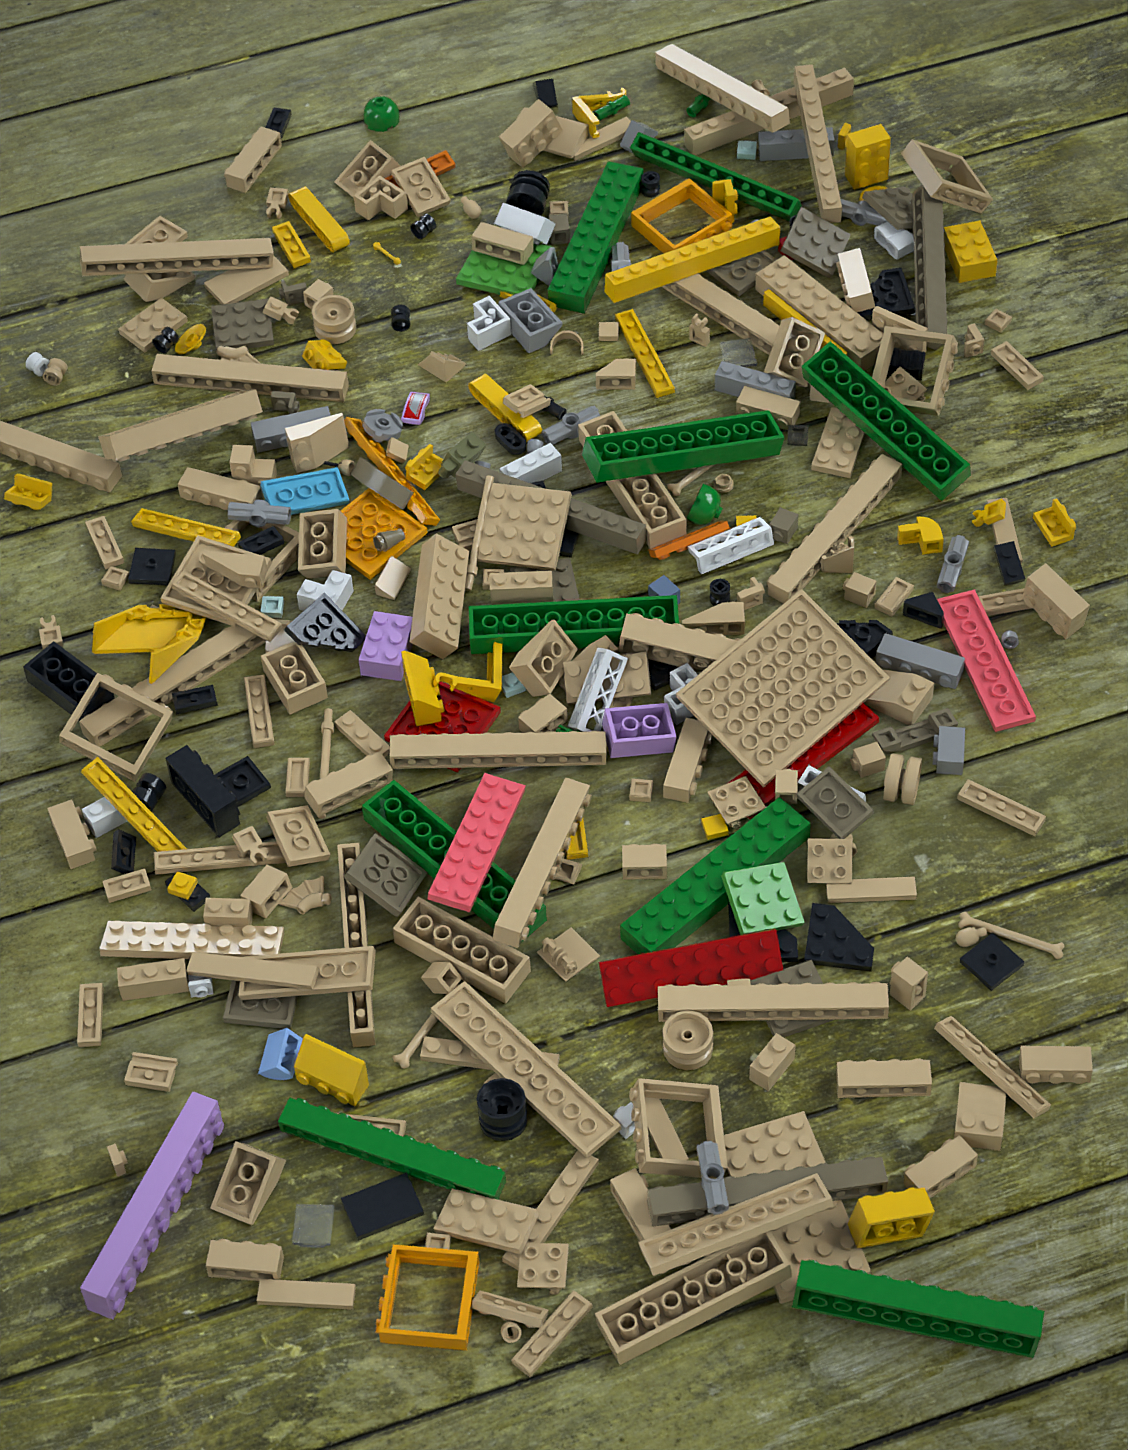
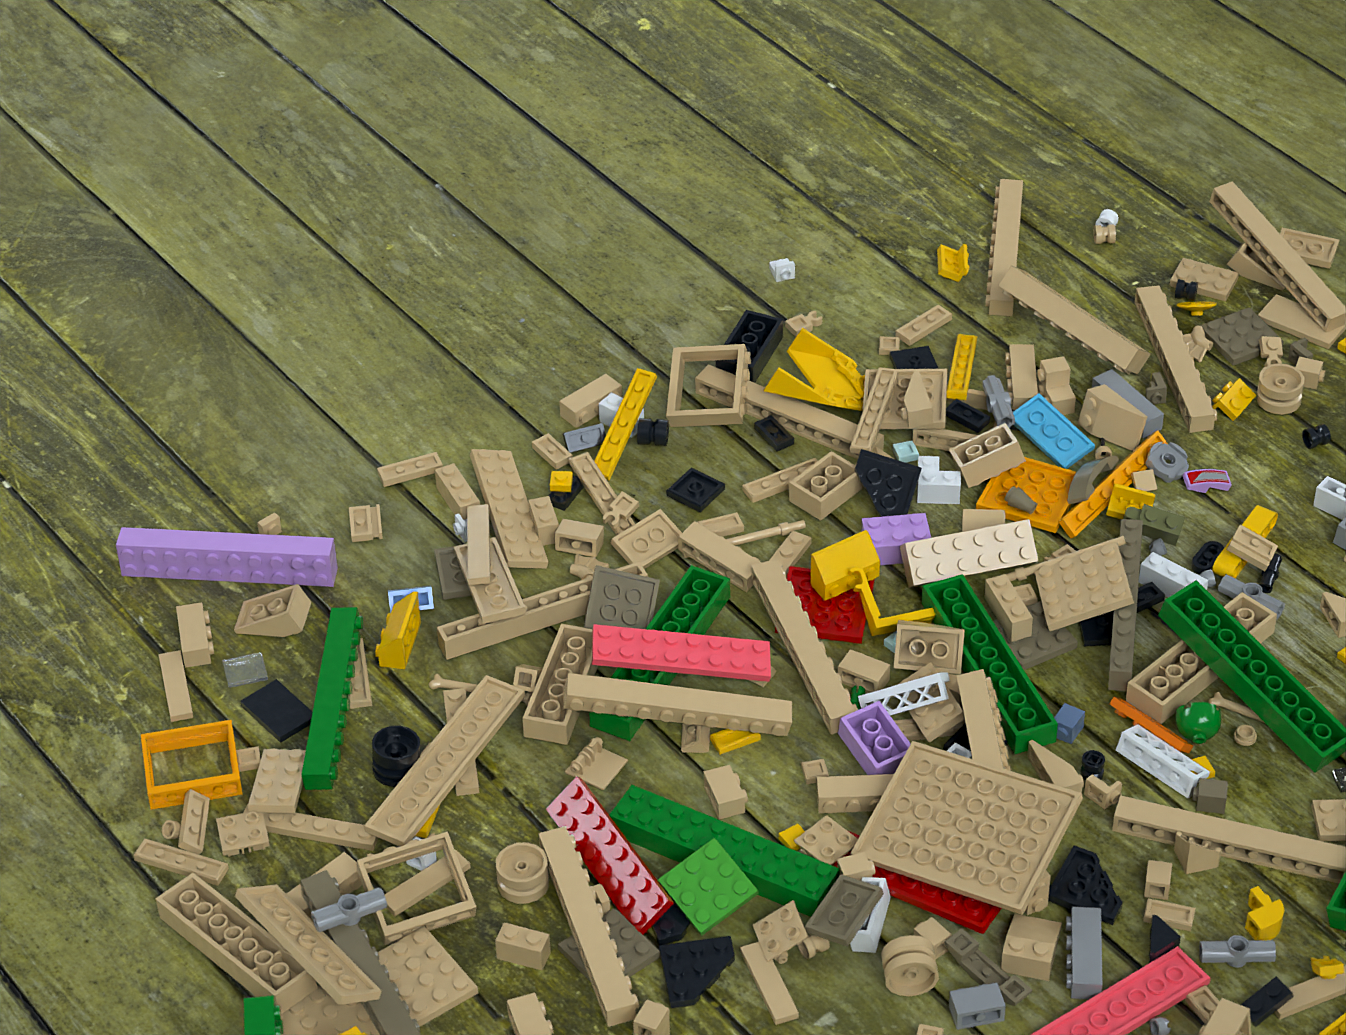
camera: 70 degrees right, 10 degrees down
(203, 790) = (666, 462): black brick -> none
(442, 365) = (1274, 486): tan slope -> none

